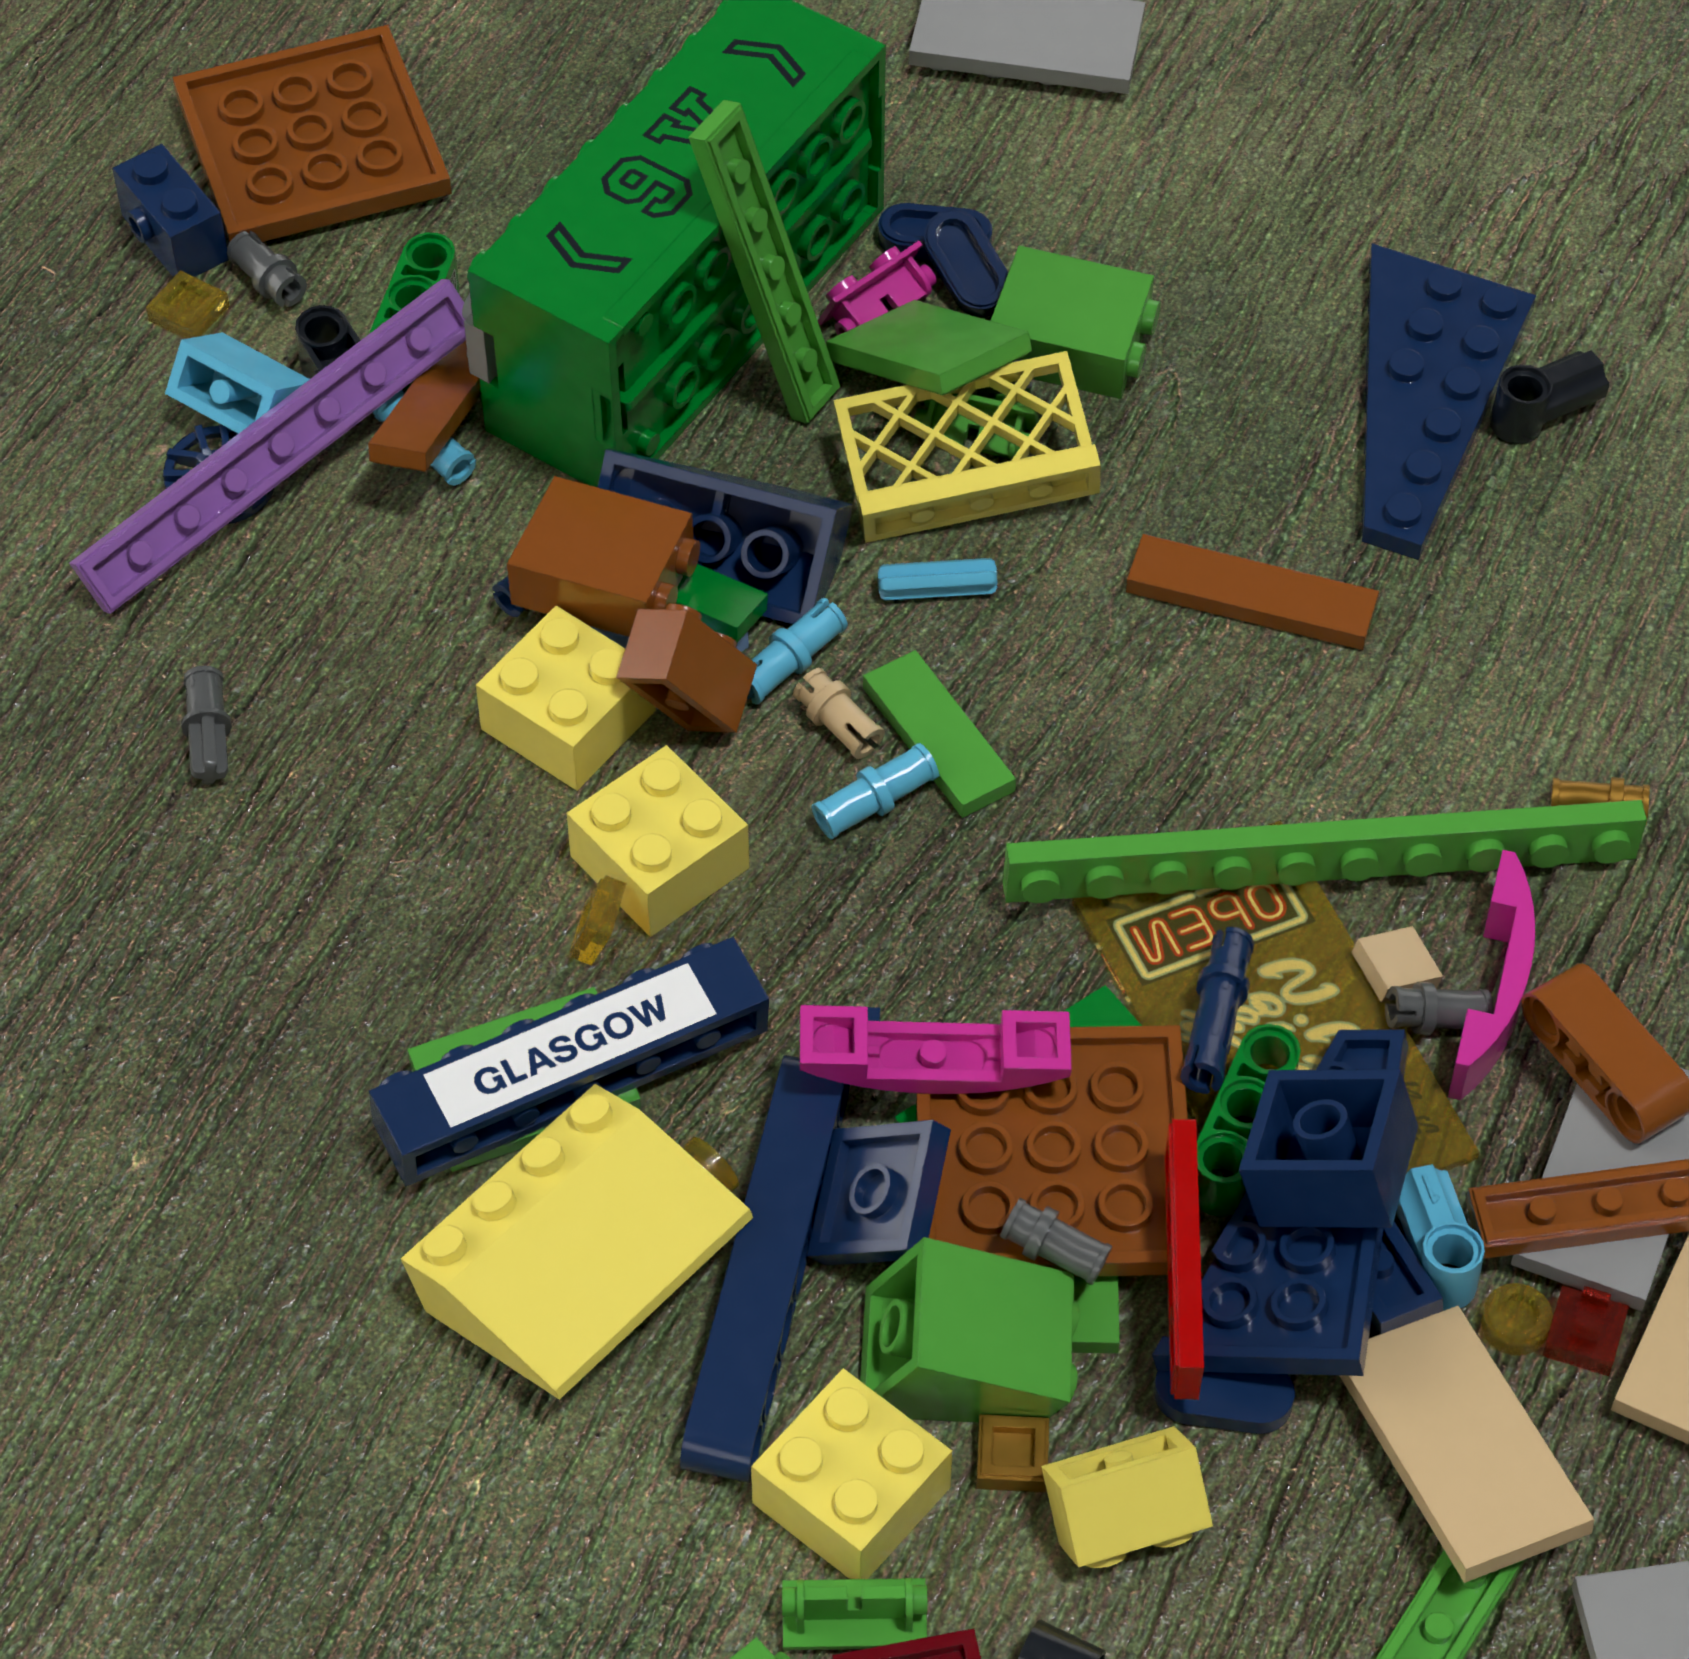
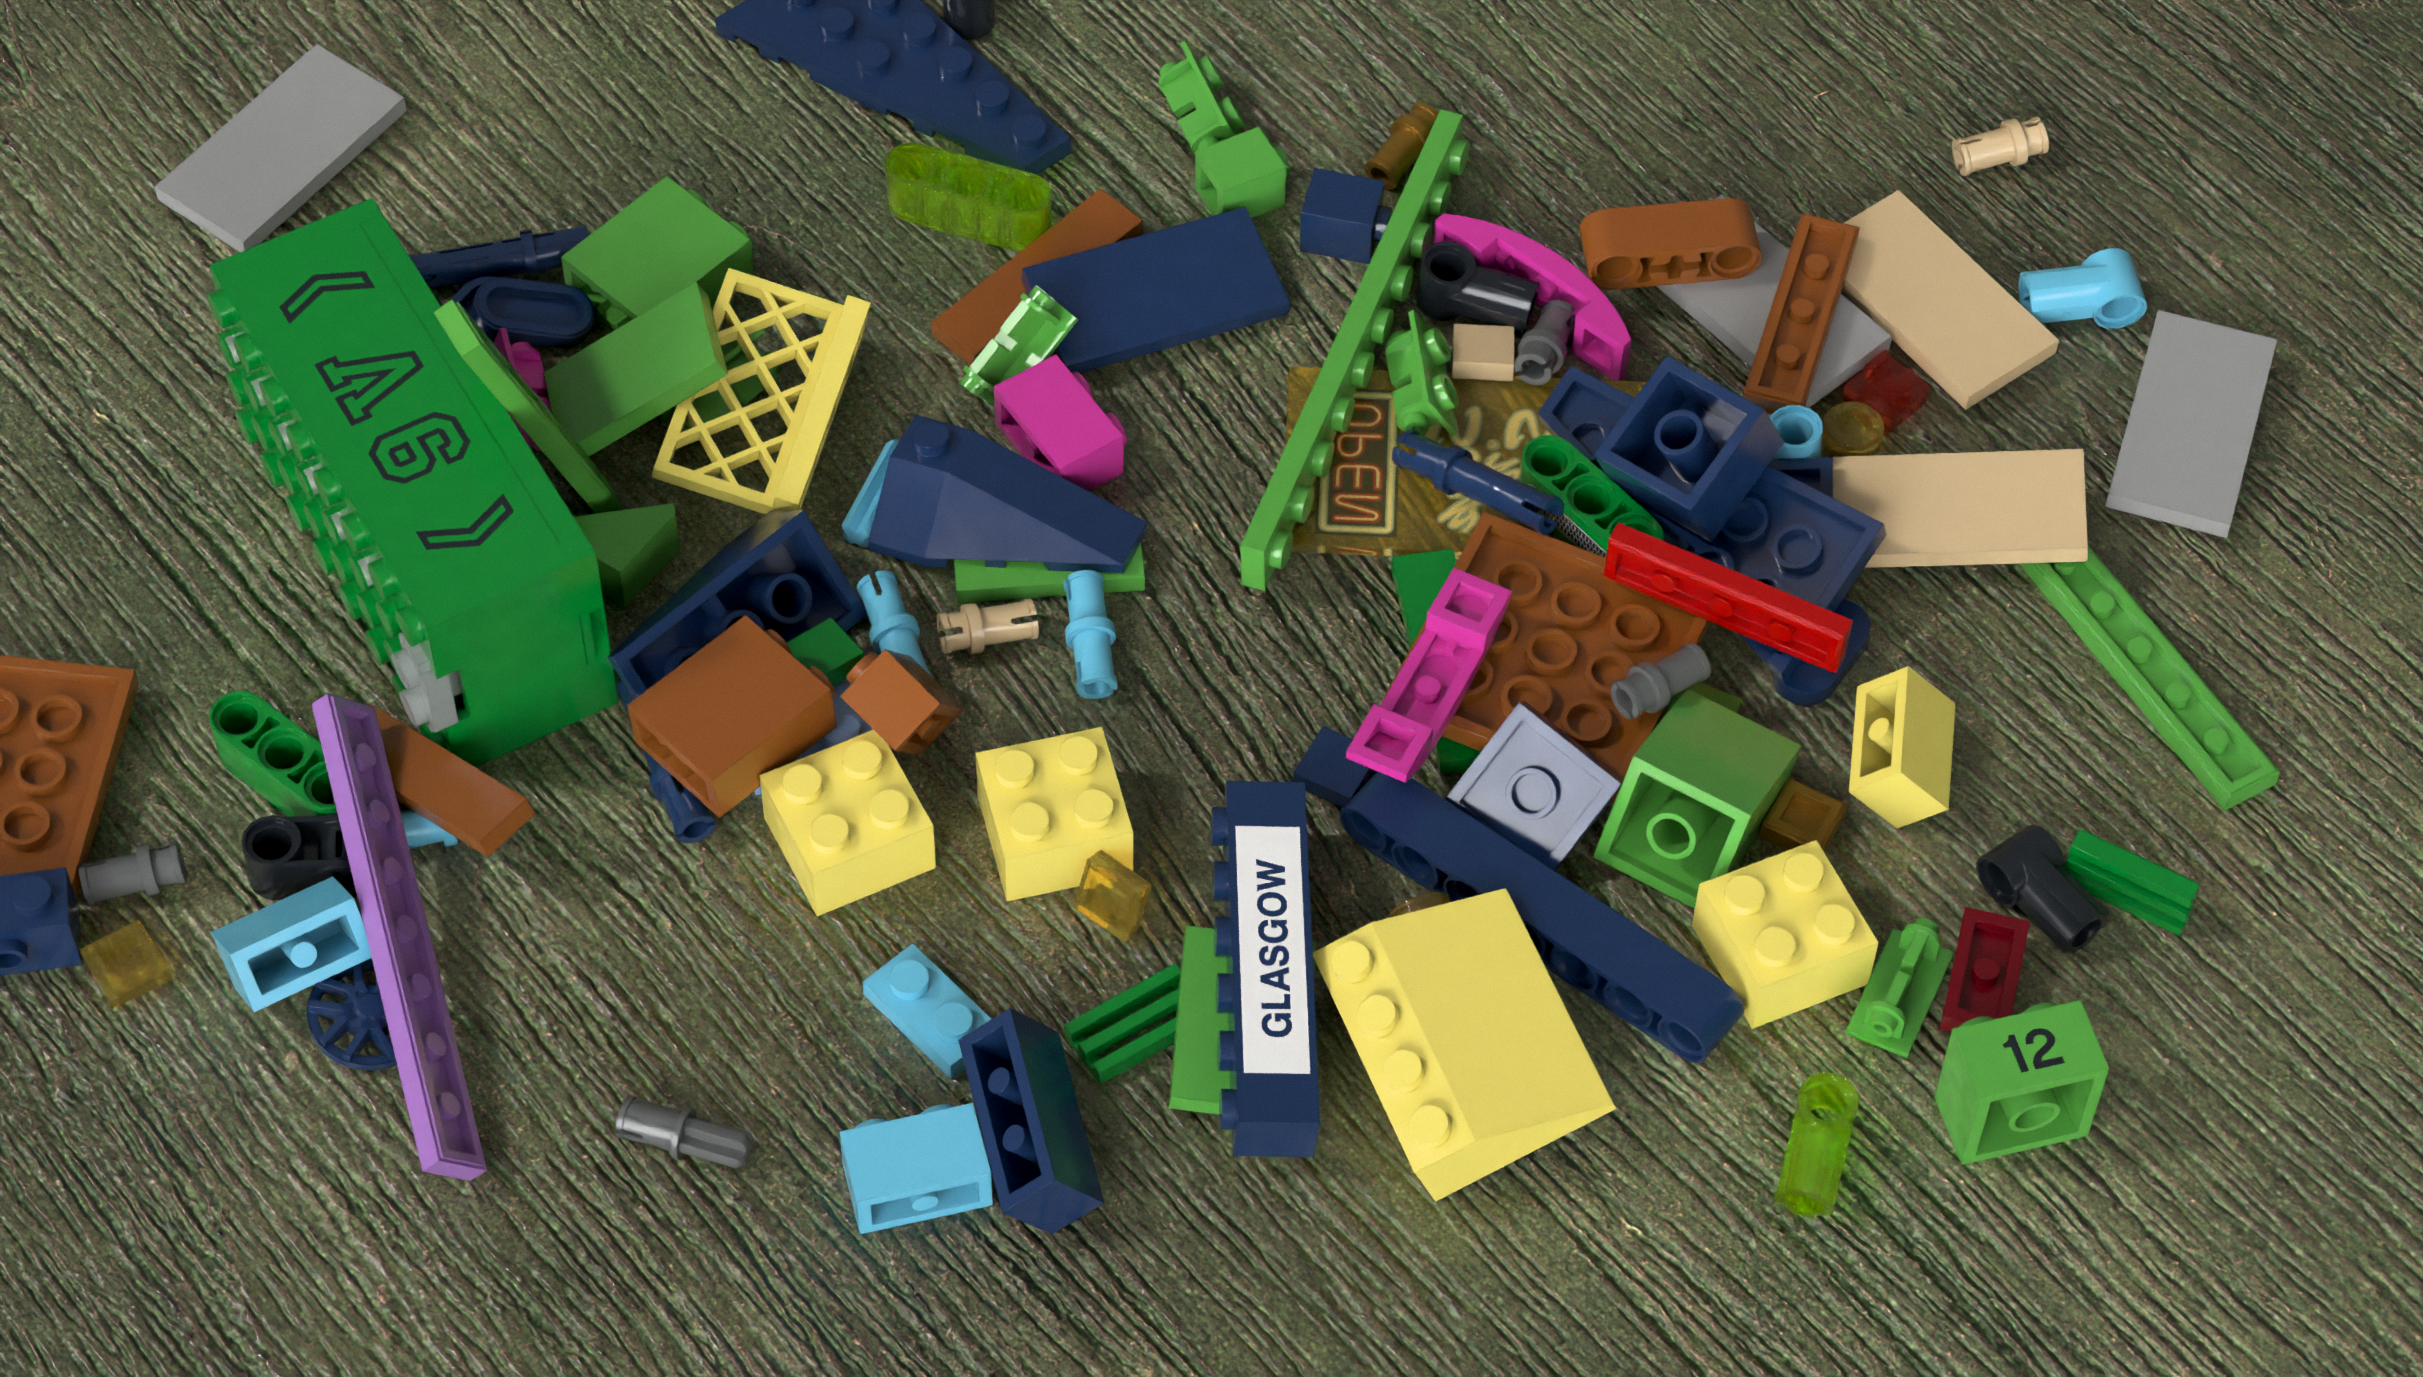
camera: 65 degrees left, 0 degrees up
(247, 895) = (916, 1167): none -> medium azure brick
(322, 953) = (1030, 1121): none -> brick
(421, 846) = (925, 1007): none -> medium azure plate
(460, 961) = (1115, 1009): none -> green tile
(619, 1601) = (1817, 1146): none -> clear neon green piece
(758, 428) = (631, 547): none -> bright green slope
(955, 652) = (975, 500): none -> dark blue wedge
(1003, 209) = (498, 258): none -> dark blue pin
(1082, 673) = (1059, 425): none -> dark pink brick
(1158, 598) = (1022, 342): none -> bright green hinge
(1288, 680) = (1161, 289): none -> dark blue tile
(1297, 495) = (967, 196): none -> clear neon green beam
(1324, 926) = (1421, 359): none -> bright green hinge
(1460, 927) = (1457, 286): none -> black piece
(1464, 688) = (1242, 174): none -> bright green brick
(1473, 774) = (1343, 216): none -> dark blue brick
(1545, 623) = (1192, 86): none -> bright green hinge

